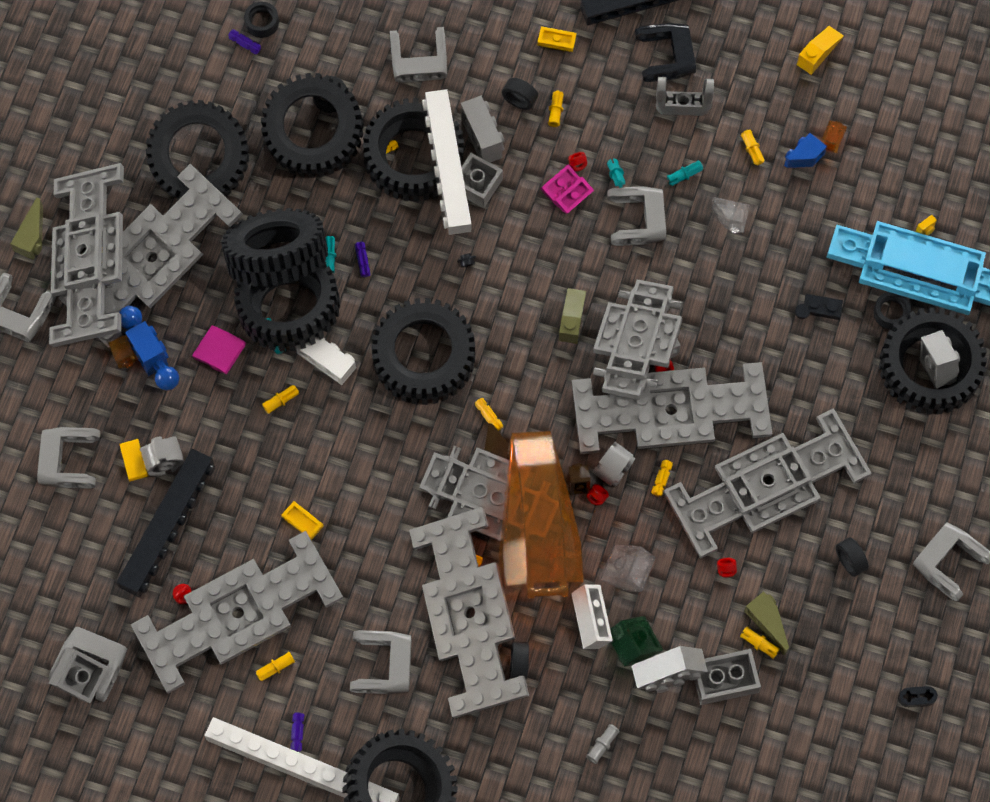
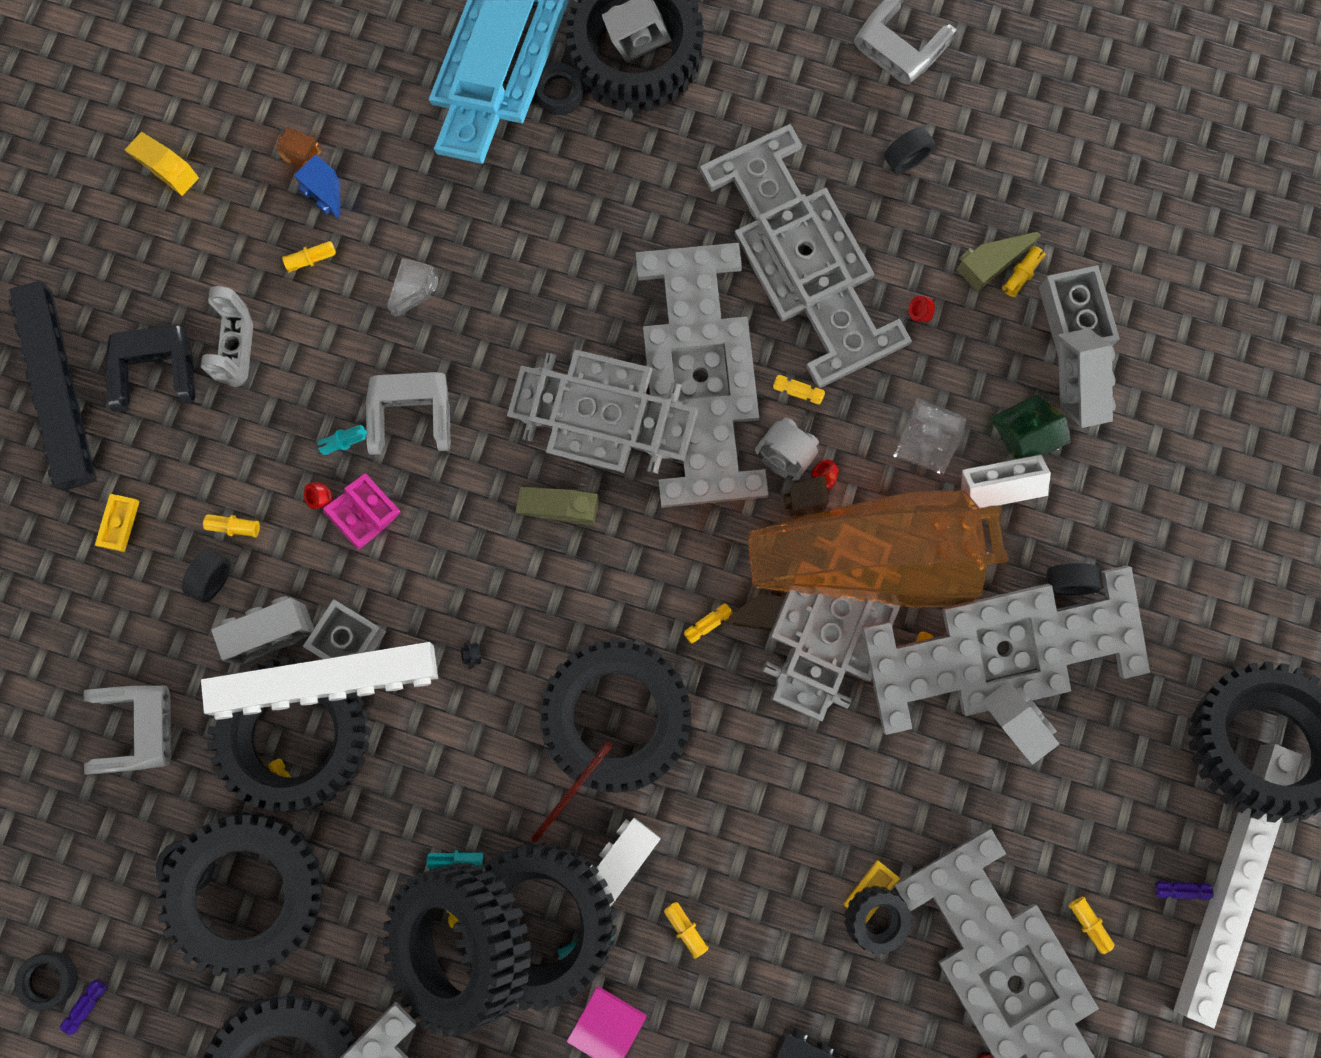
camera: 90 degrees left, 10 degrees up
(268, 519) = (895, 931): none -> black tyre
(362, 259) = (463, 810): dark purple axle -> none
(375, 321) = (604, 750): none -> clear red axle
(399, 662) = (1083, 746): light grey connector -> none
(415, 612) = (1022, 721): none -> light grey brick
(603, 743) = (1172, 473): light grey pin -> none
(685, 173) = (344, 347): teal axle -> none
(819, 307) = (550, 180): black hinge -> none
(917, 691) = (1087, 87): black beam -> none
(927, 226) = (439, 38): yellow plate -> none

